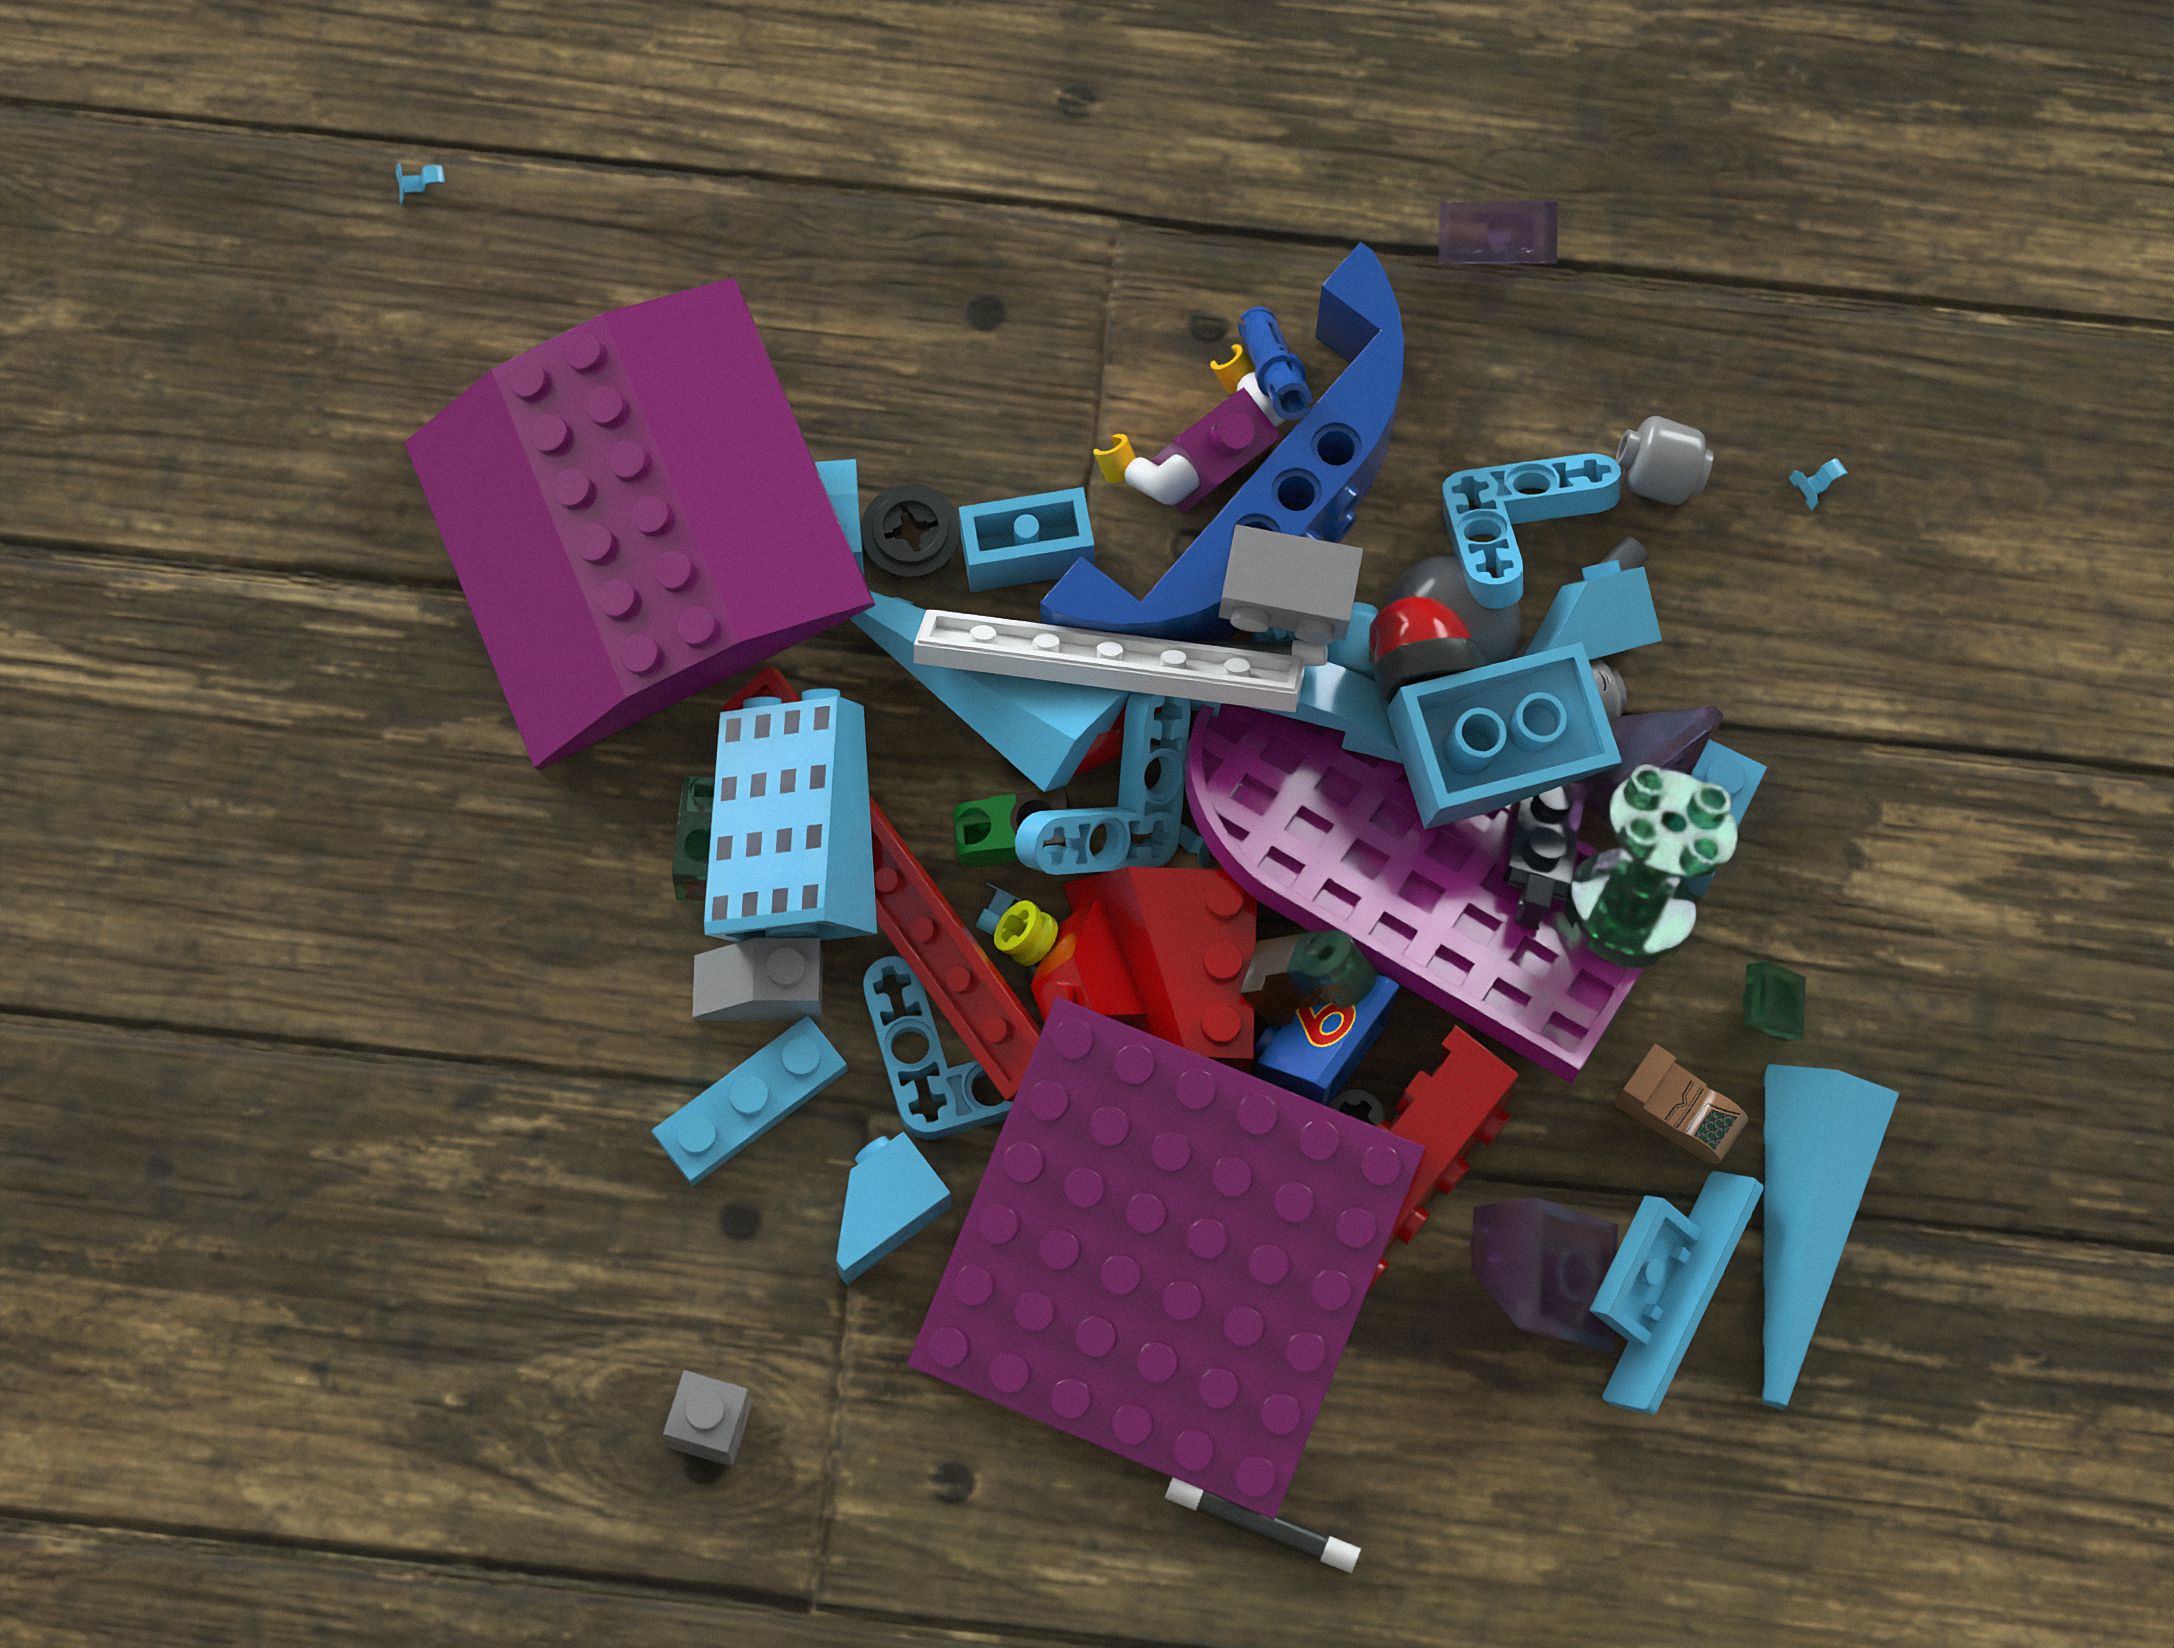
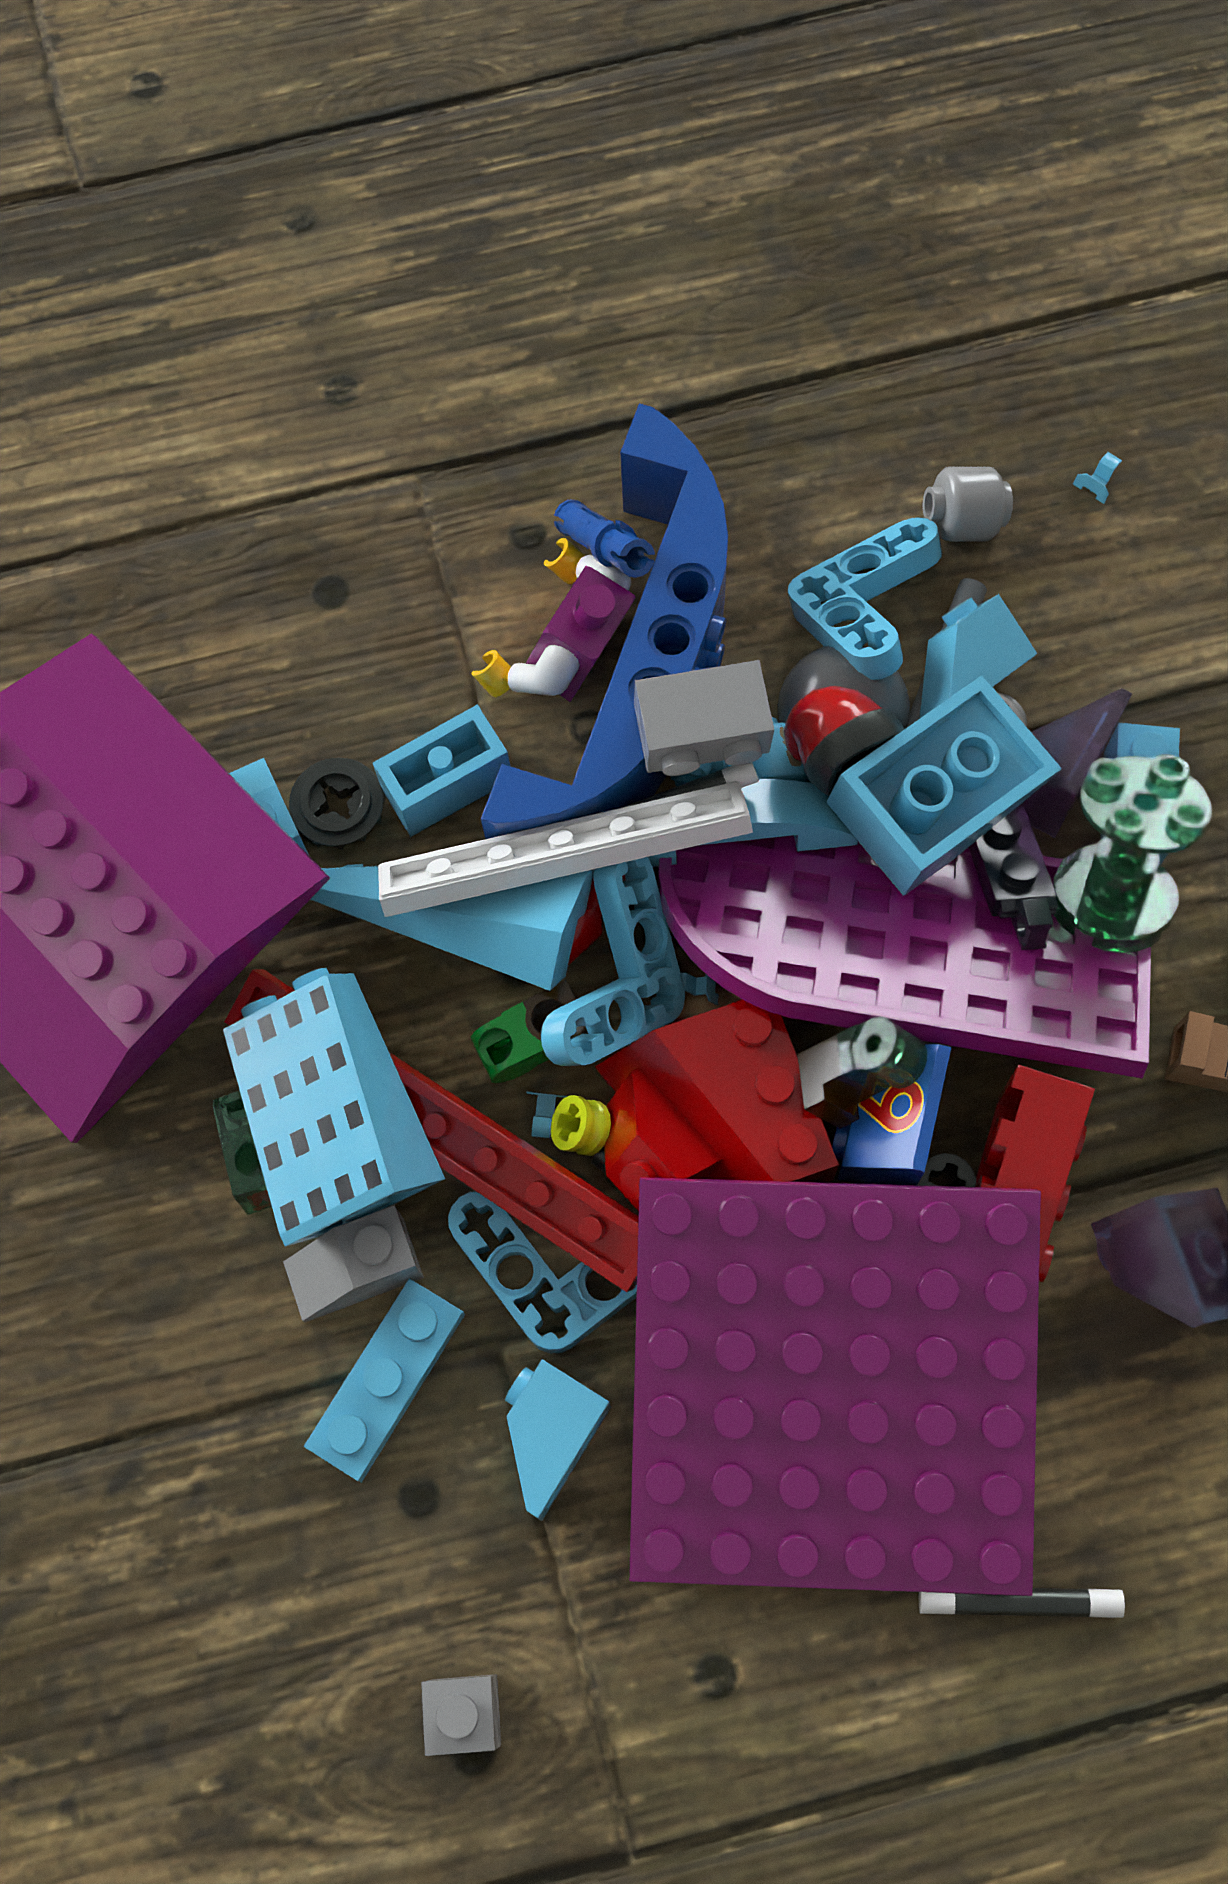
camera: 15 degrees left, 0 degrees up
(1498, 231) = (748, 362): clear purple tile -> none

